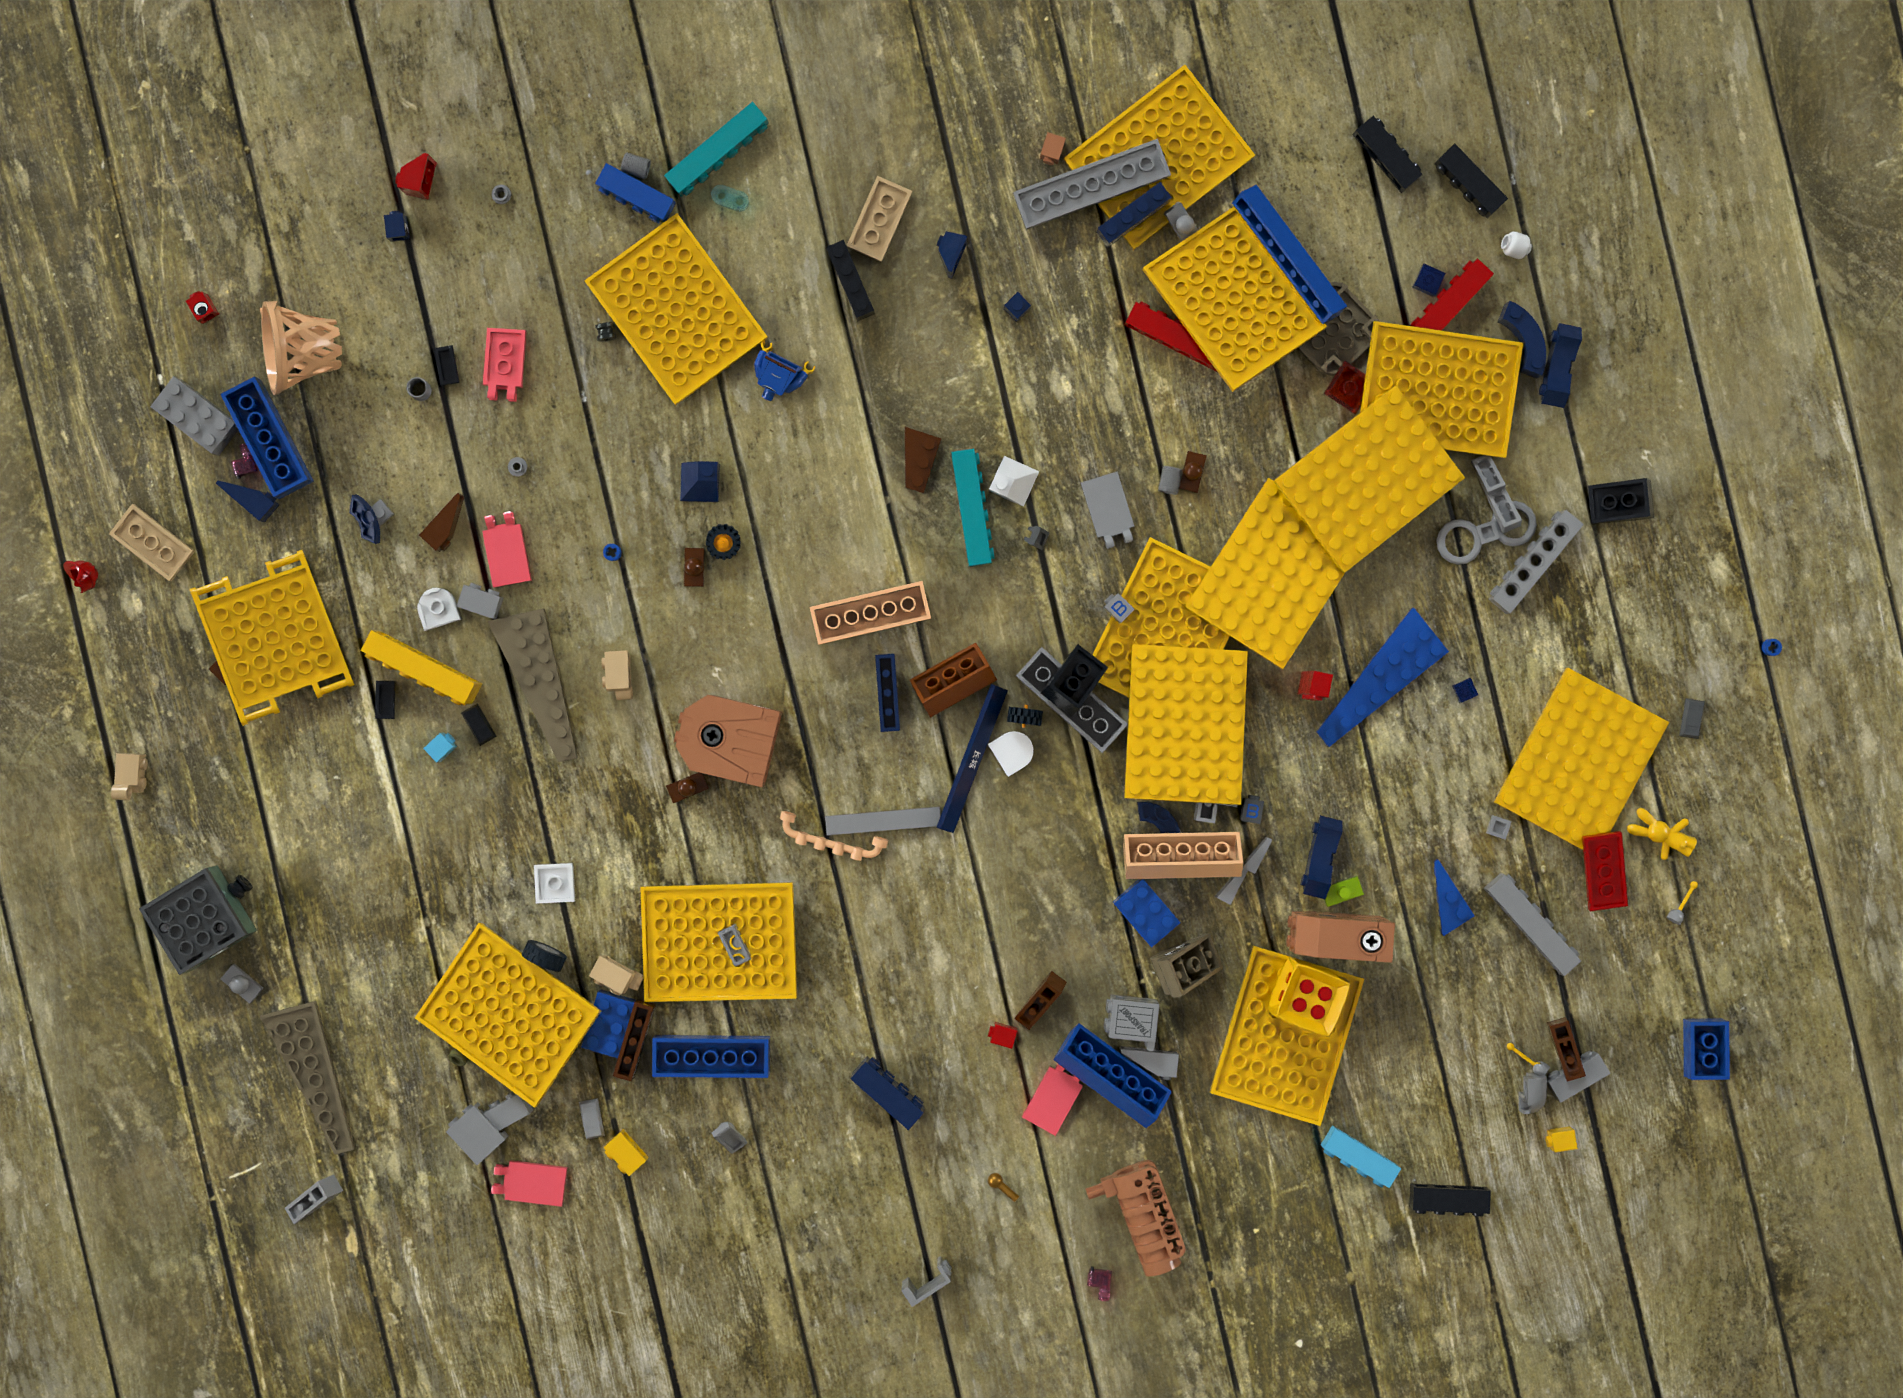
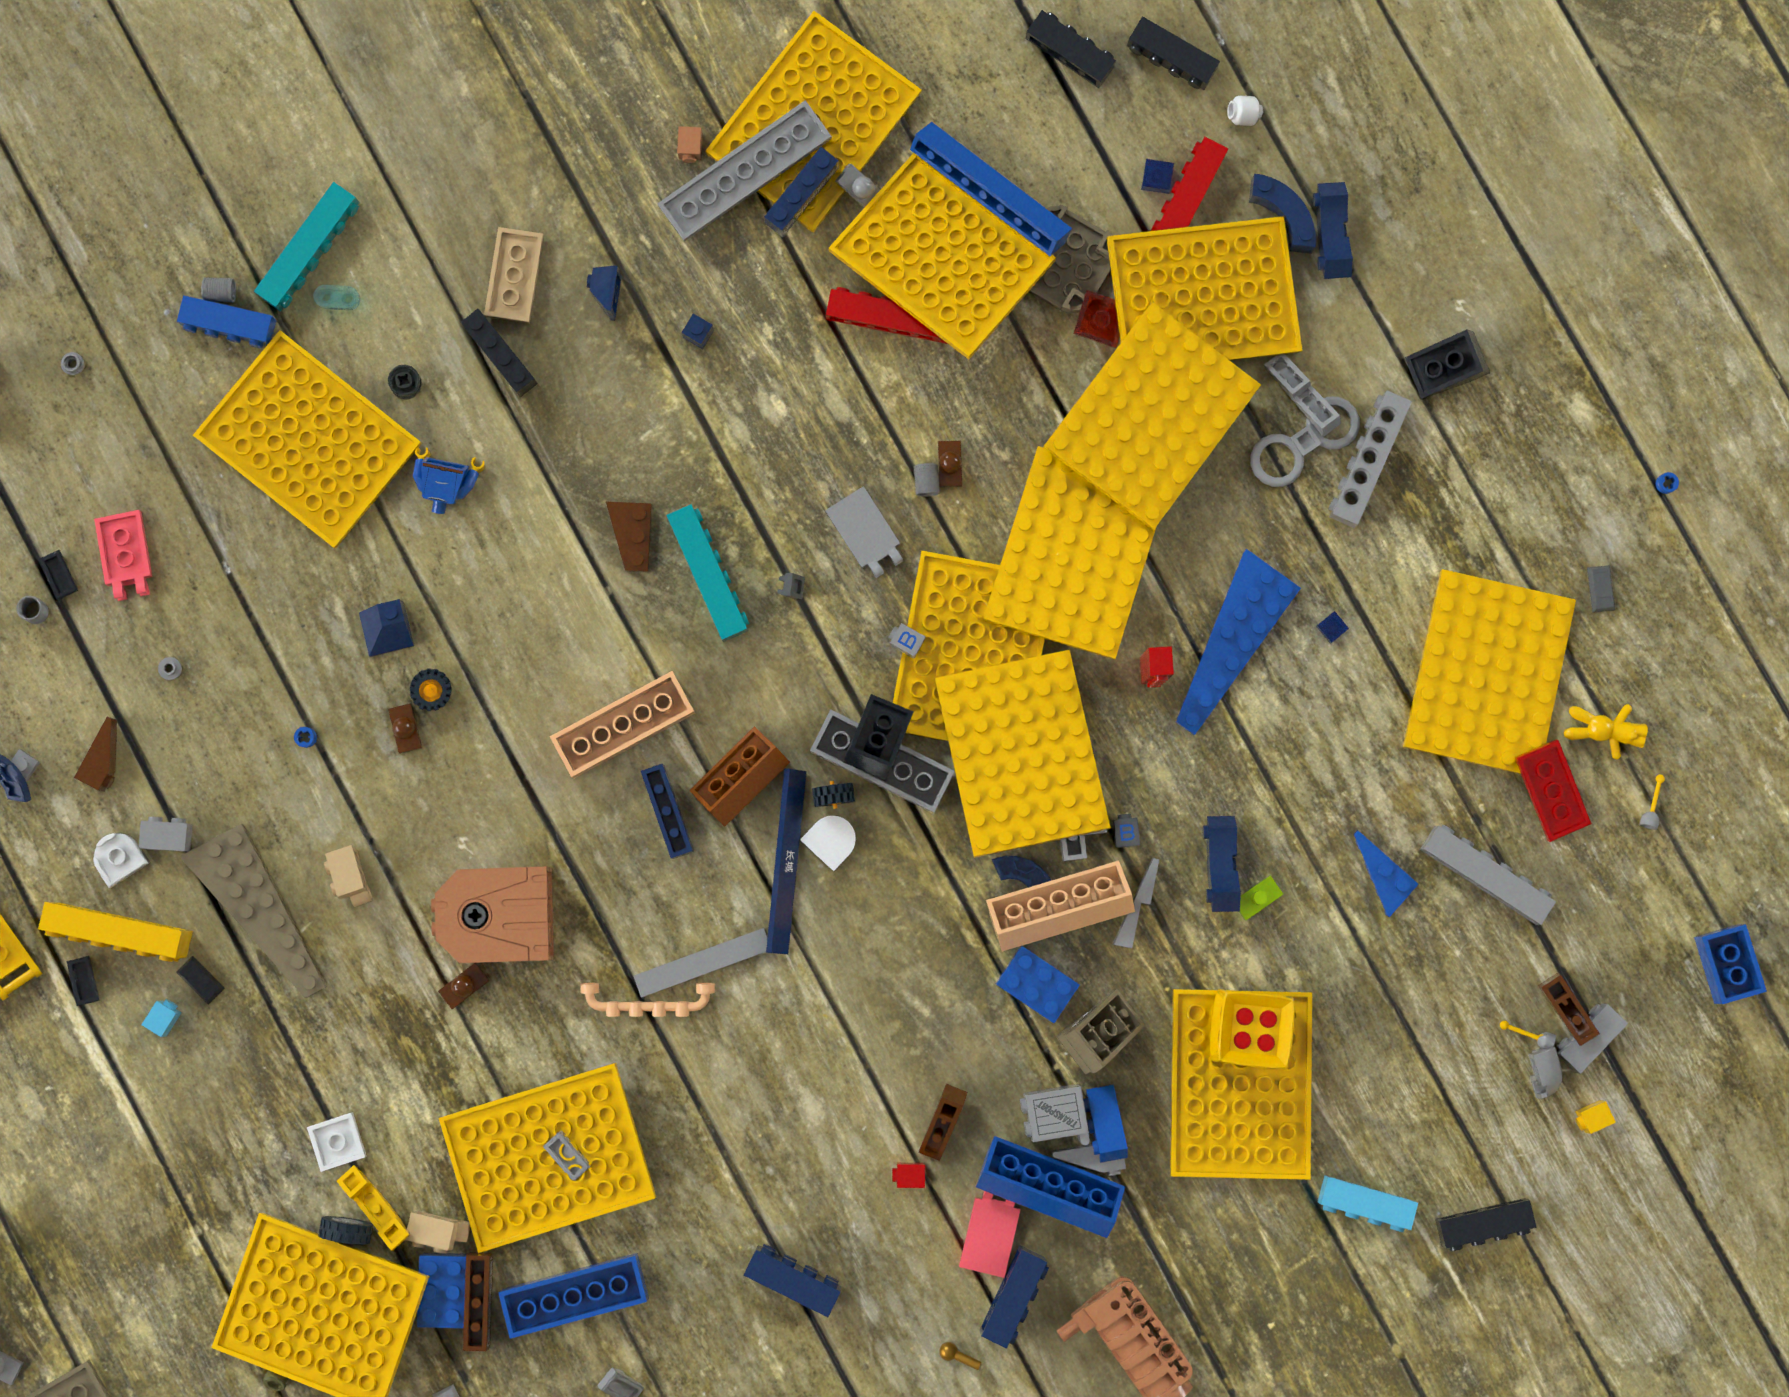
camera: 15 degrees left, 5 degrees down
(506, 551) = (181, 770): coral tile -> none
(571, 943) = (374, 1207): none -> yellow slope
(605, 331) = (232, 486): pearl dark grey wheel -> none
(767, 283) = (404, 381): none -> pearl dark grey wheel
(1013, 481) = (747, 529): white slope -> none
(1059, 1153) = (1013, 1297): none -> dark blue brick
(1170, 1038) = (1105, 1124): none -> blue brick
(1341, 936) = (1268, 948): nougat piece -> none
(1498, 827) = (1416, 773): light grey plate -> none

